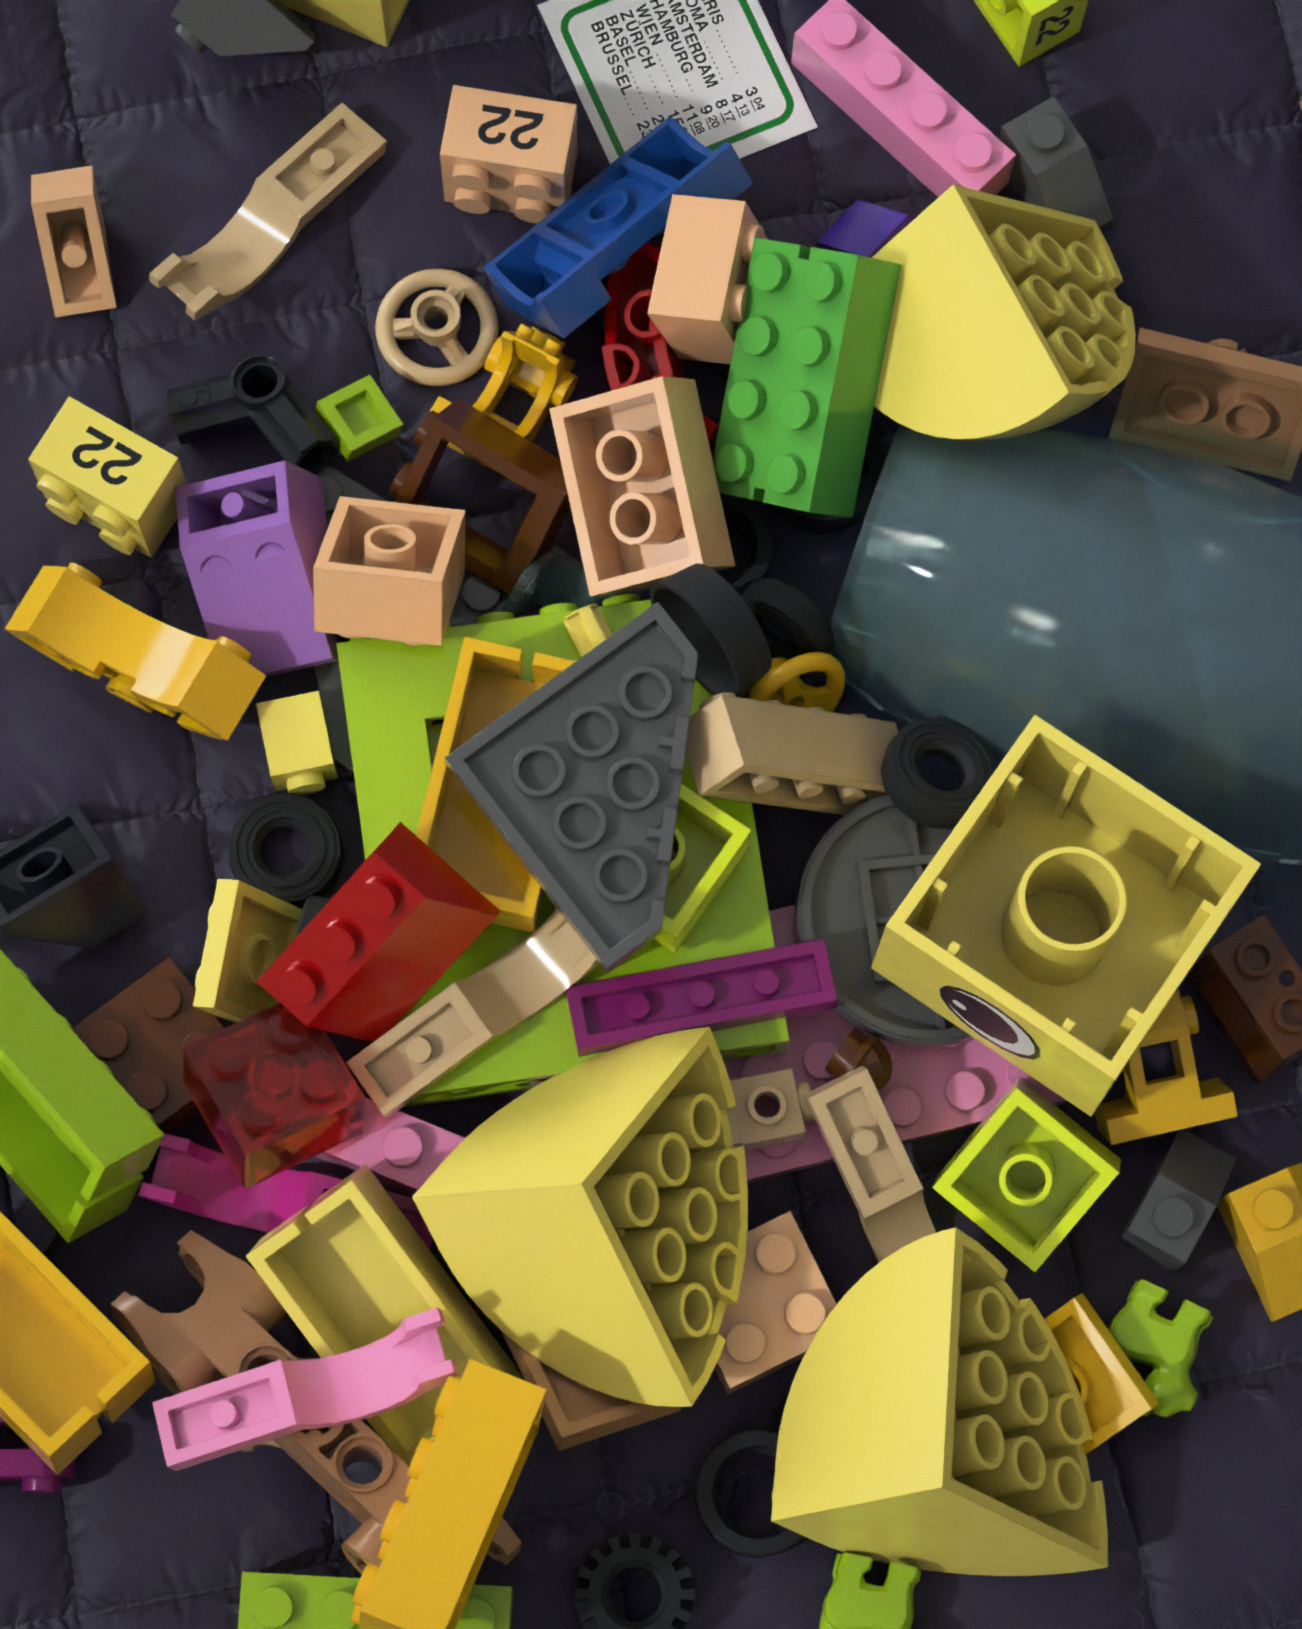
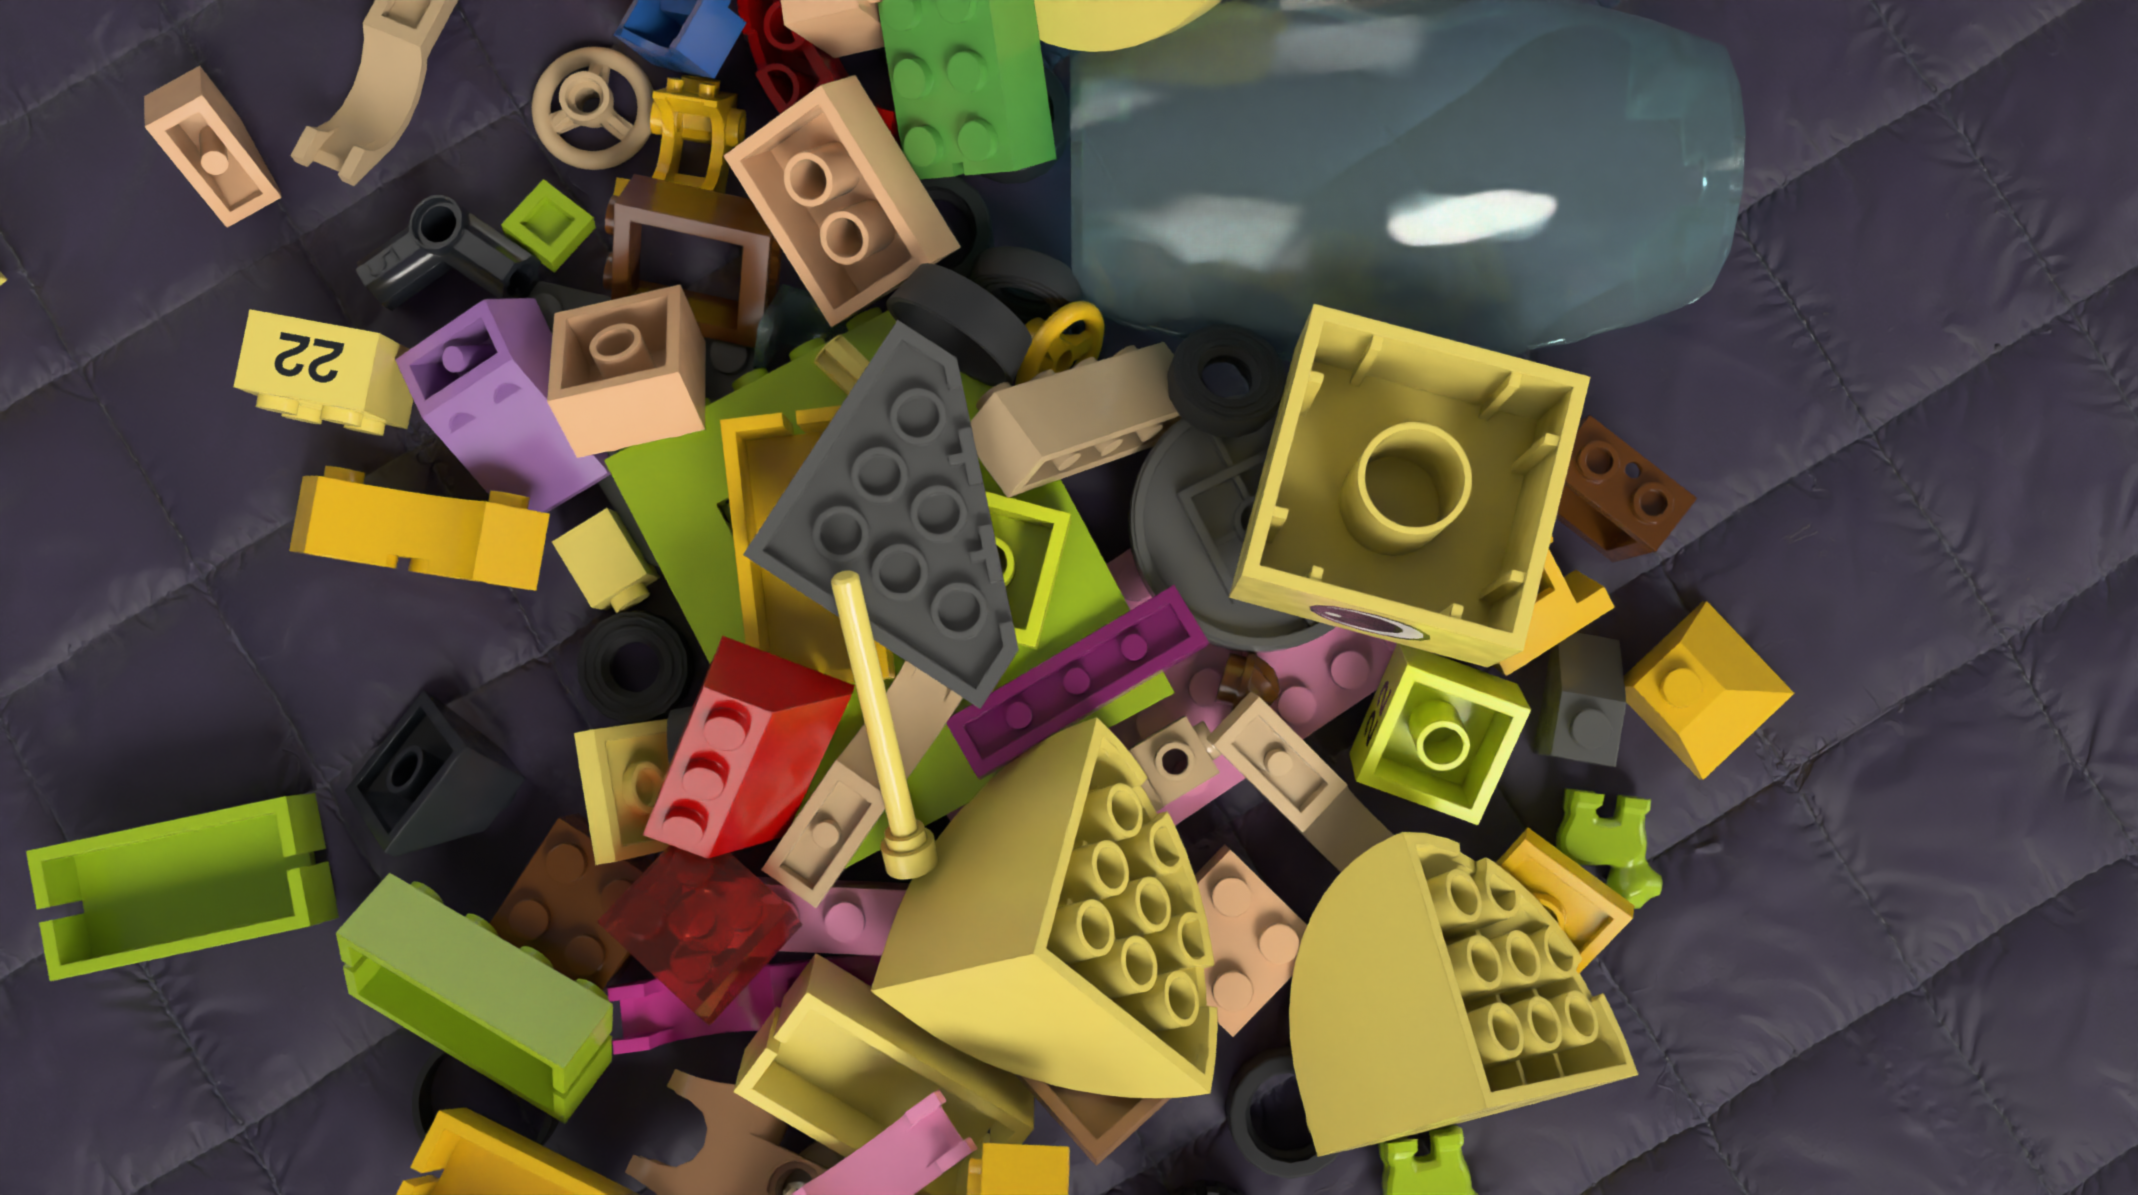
camera: 15 degrees left, 10 degrees up
(491, 1085) = (907, 846): none -> light yellow piece

